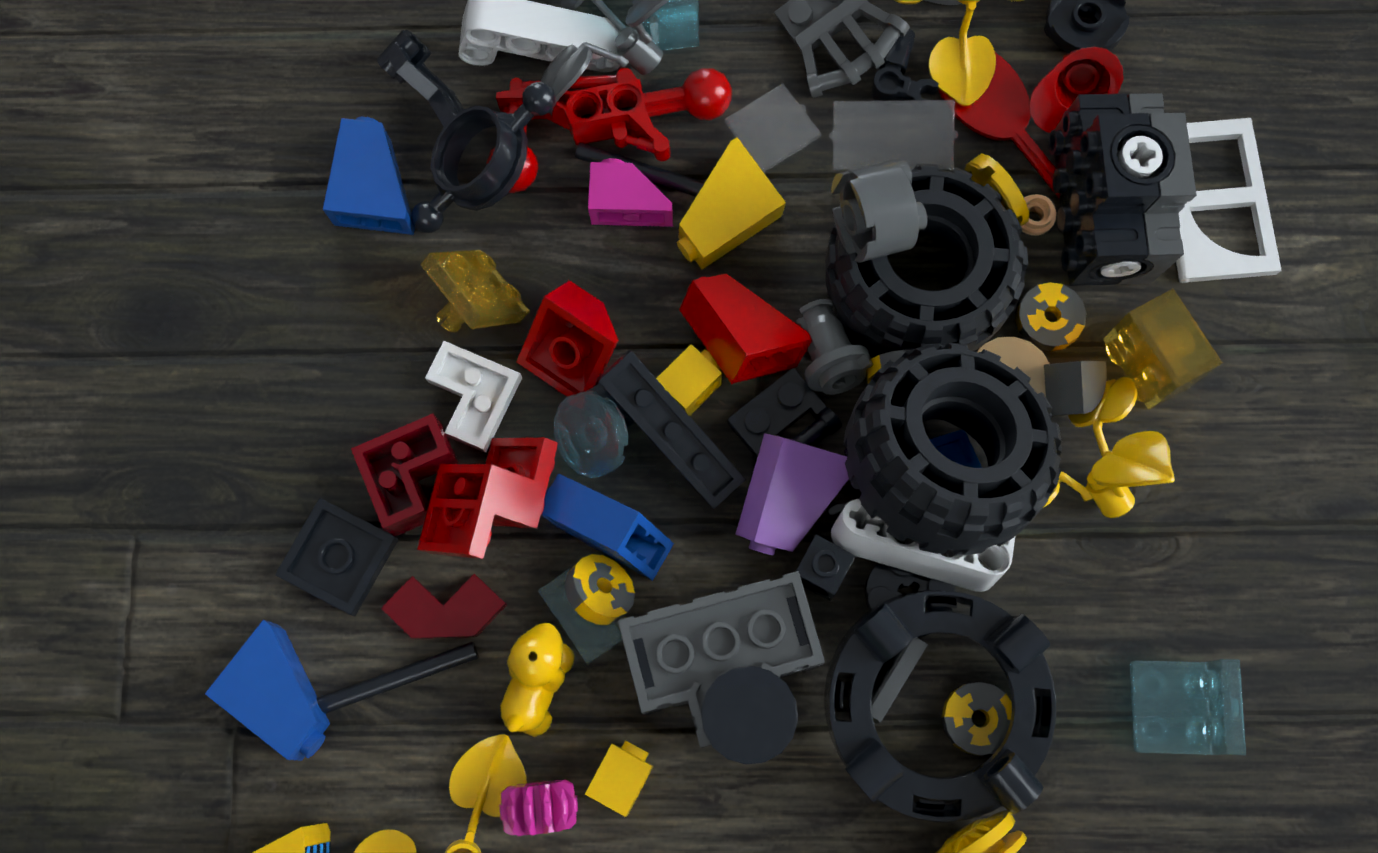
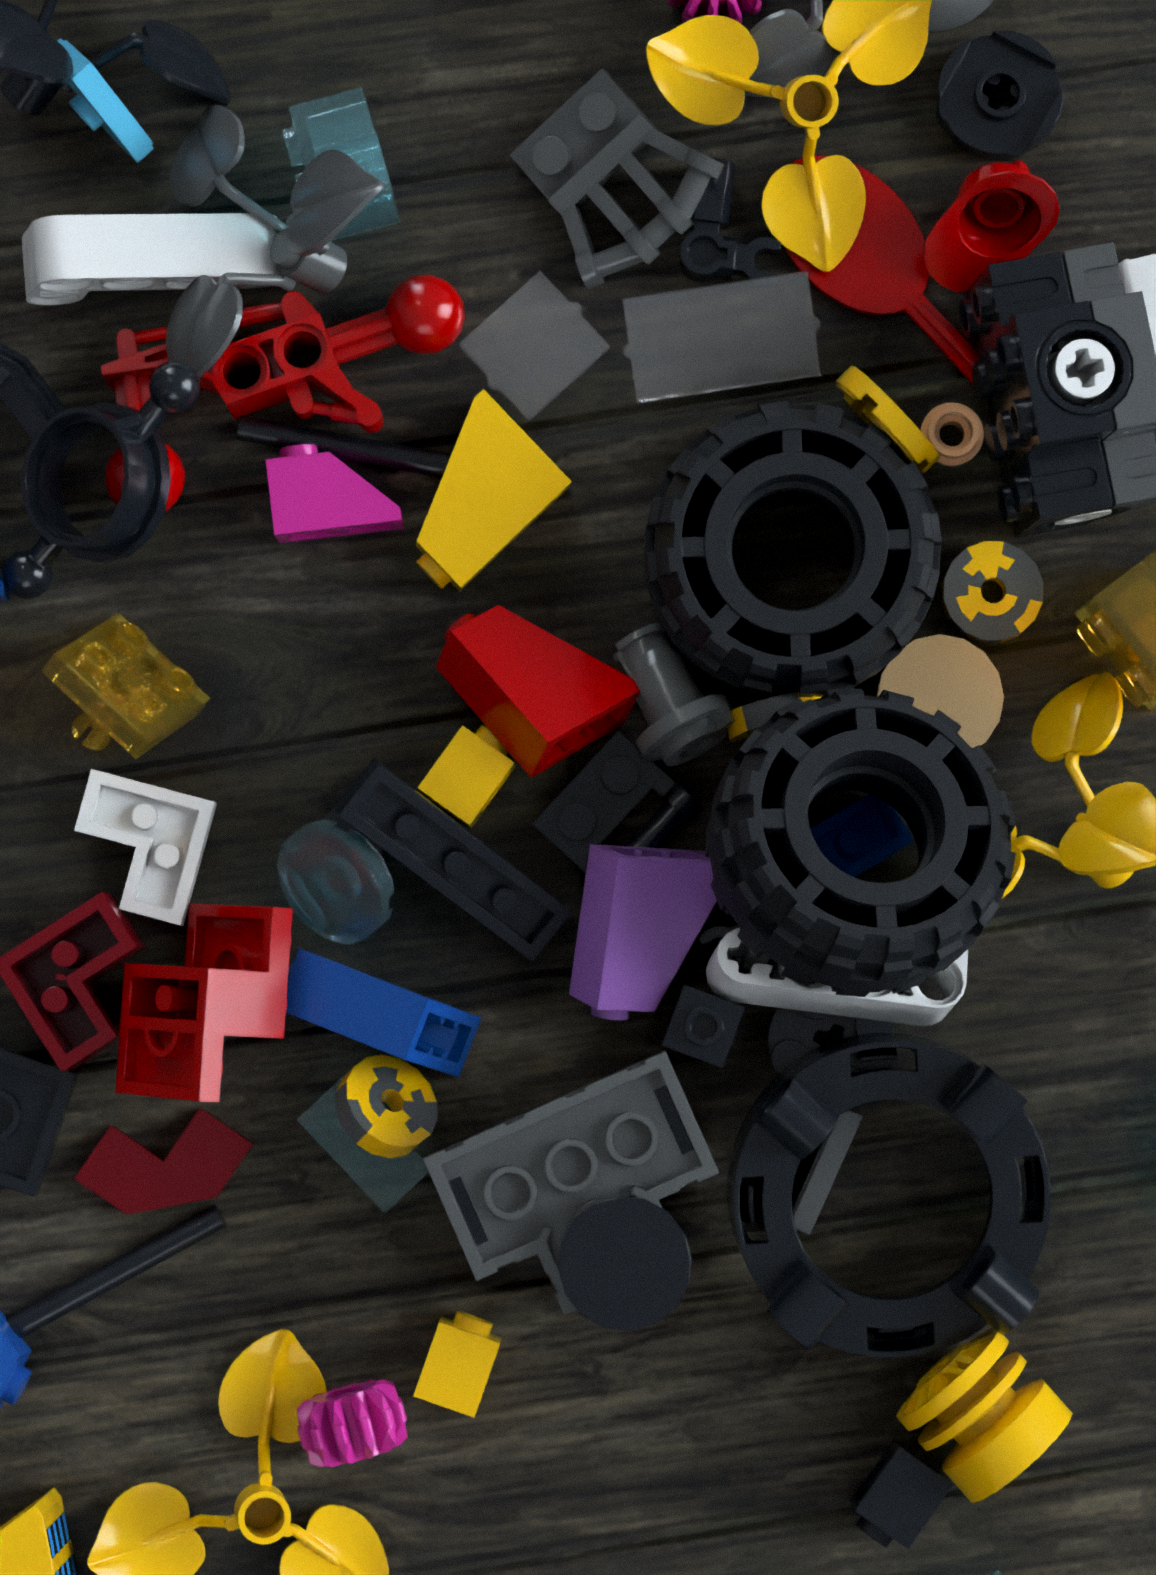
camera: 15 degrees left, 10 degrees up
(537, 671) = (316, 1244): yellow animal -> none
(569, 340) = (282, 742): red slope -> none
(877, 210) = (708, 514): dark grey brick -> none
(958, 718) = (920, 1197): piece -> none
(1075, 386) = (1034, 703): dark grey brick -> none

